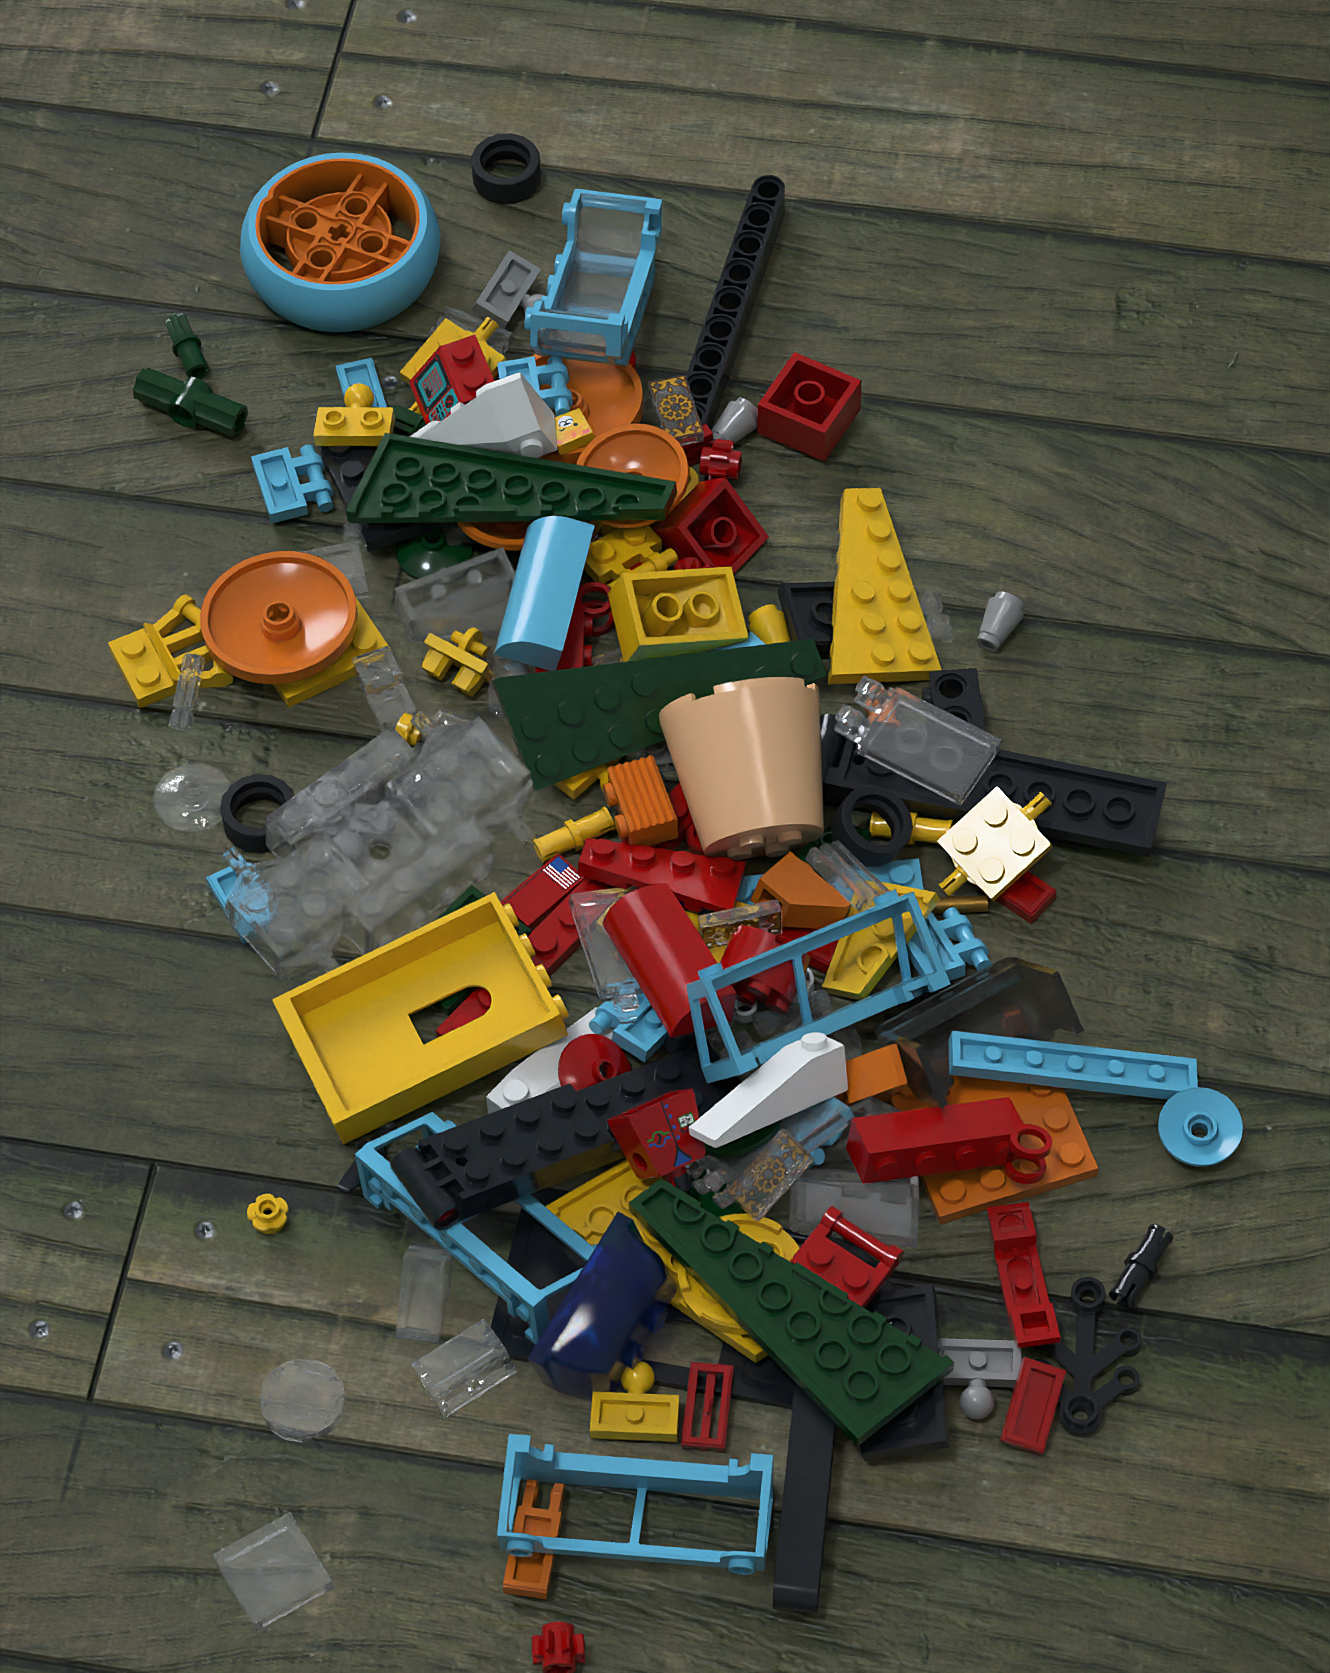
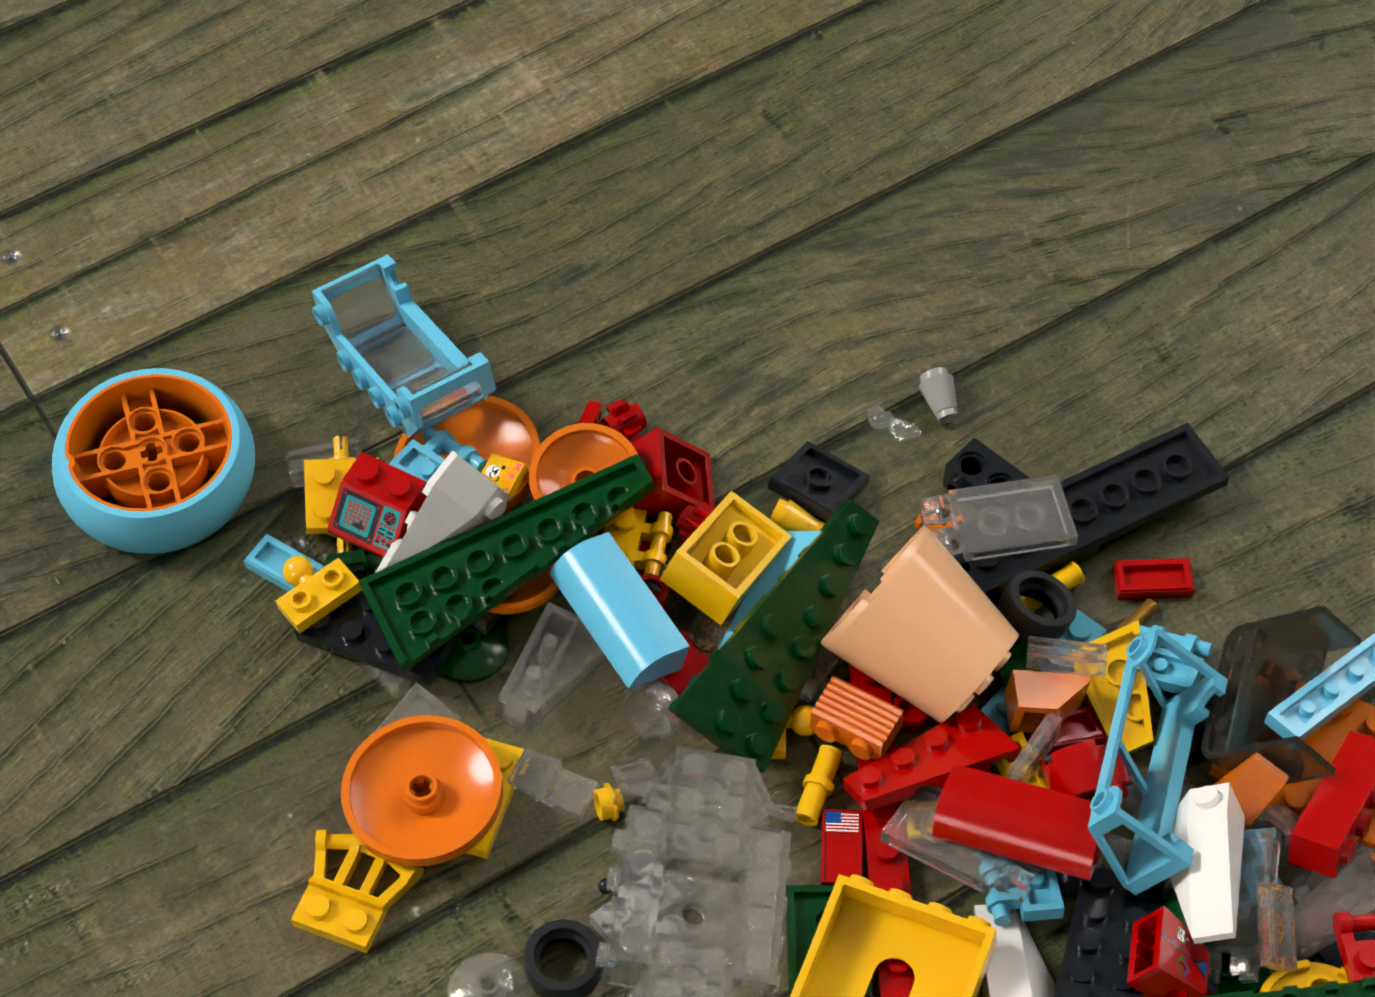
camera: 45 degrees left, 0 degrees up
(187, 346) = (103, 631): dark green axle -> none
(187, 691) = (402, 908): clear axle -> none
(190, 402) = (155, 673): dark green piece -> none
(280, 485) = (302, 687): medium azure plate -> none
(443, 654) = (572, 721): yellow hips -> none
(506, 147) = (218, 295): black tyre -> none
(508, 290) = (322, 409): light grey plate -> none
(583, 1057) = (1036, 955): red dish -> none
(676, 409) = (560, 403): tile -> none
(735, 295) = (507, 306): black beam -> none
(736, 421) = (600, 383): light grey cone -> none
(809, 406) = (647, 335): red brick -> none
(875, 605) = (843, 445): yellow wing -> none
(995, 844) = (1127, 555): plate -> none

